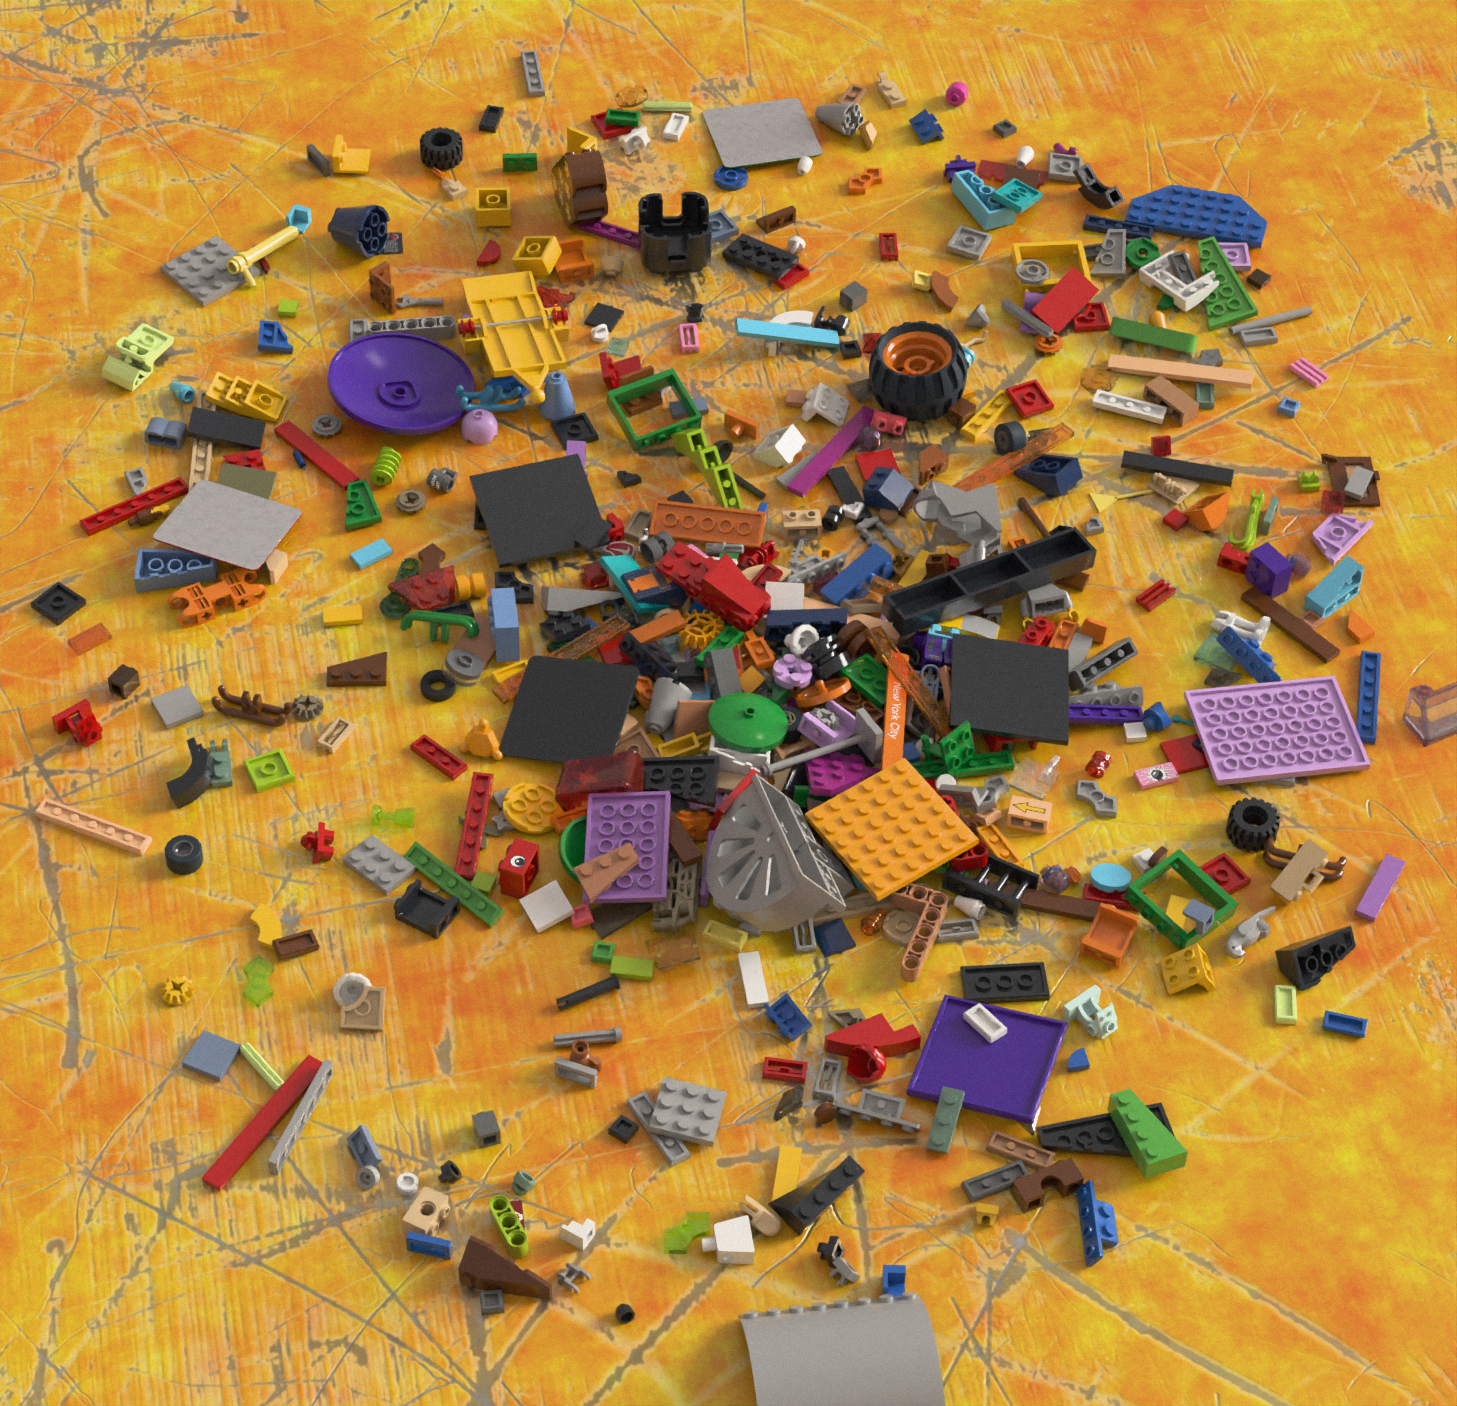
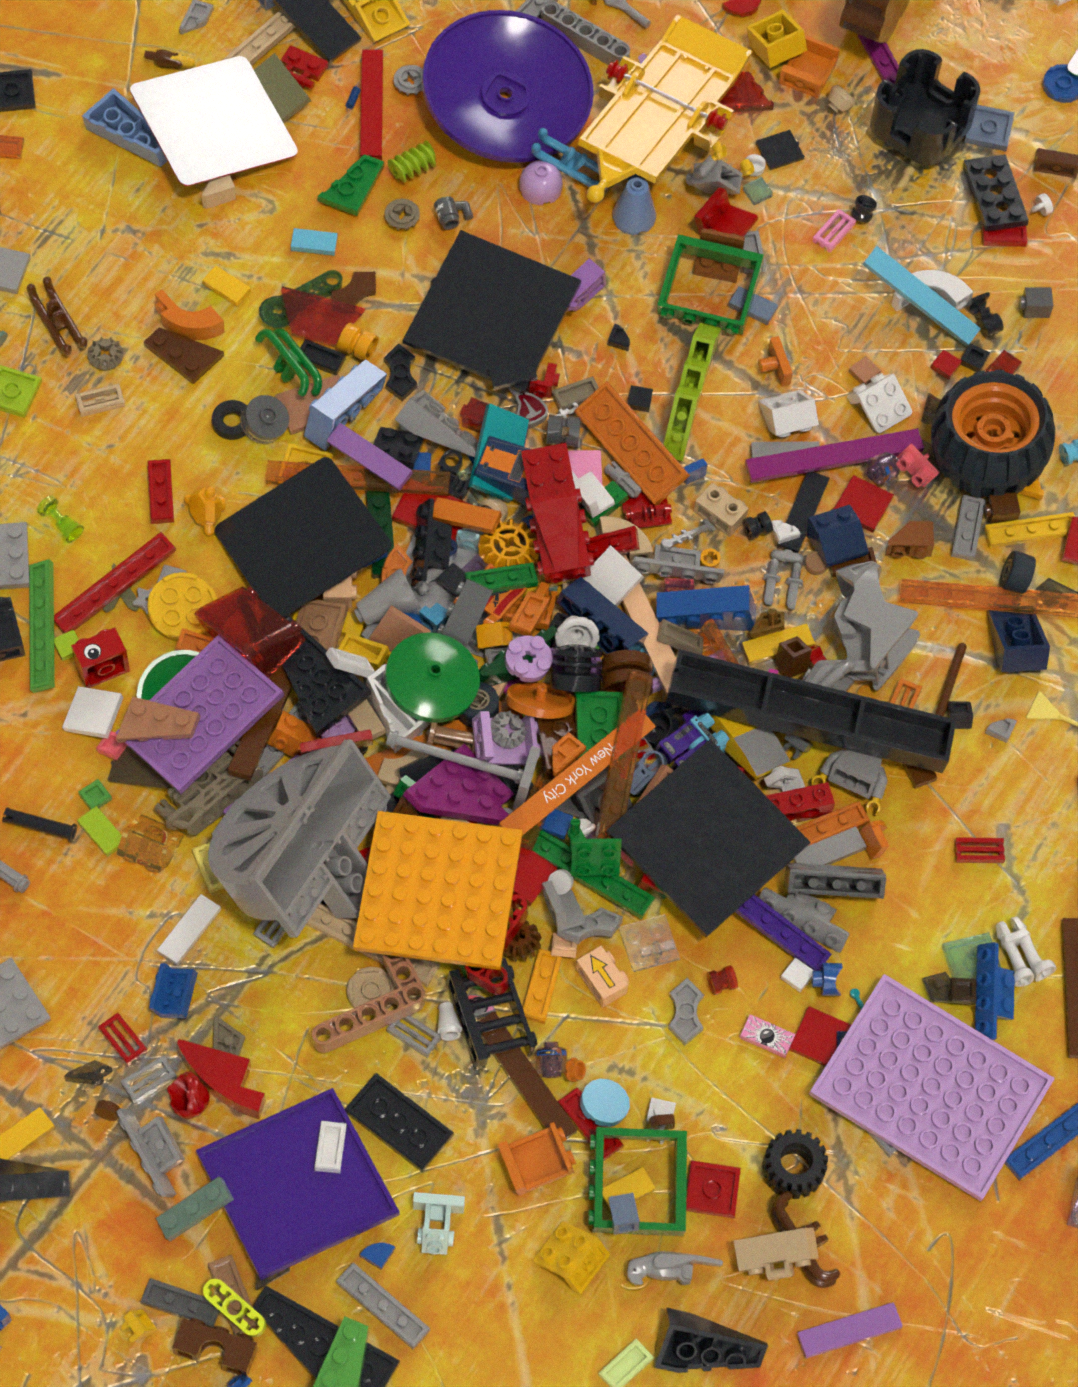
camera: 40 degrees right, 15 degrees up
(130, 507) = (169, 40): red tile -> none
(216, 597) = (126, 181): orange piece -> none
(346, 650) = (190, 324): none -> orange arch
(559, 637) = (369, 456): none -> medium lavender tile
(574, 429) = (623, 250): black tile -> none
(588, 348) = (716, 173): none -> light grey torso
(686, 751) = (350, 662): none -> white tile
(724, 449) = (723, 376): black piece -> none
(833, 937) = (302, 951): clear blue piece -> none
(838, 363) = (946, 364): none -> red tile
(872, 922) = (347, 963): clear orange cone -> none
(874, 705) = (565, 752): none -> orange tile
(951, 438) = (968, 527): none -> light grey tile
(1010, 633) = (784, 778): none -> white bracket
(1040, 1145) = (225, 1290): none -> neon yellow beam
(1104, 1085) = (383, 1306): none -> light grey tile
(1235, 669) = (963, 991): none -> dark brown tile

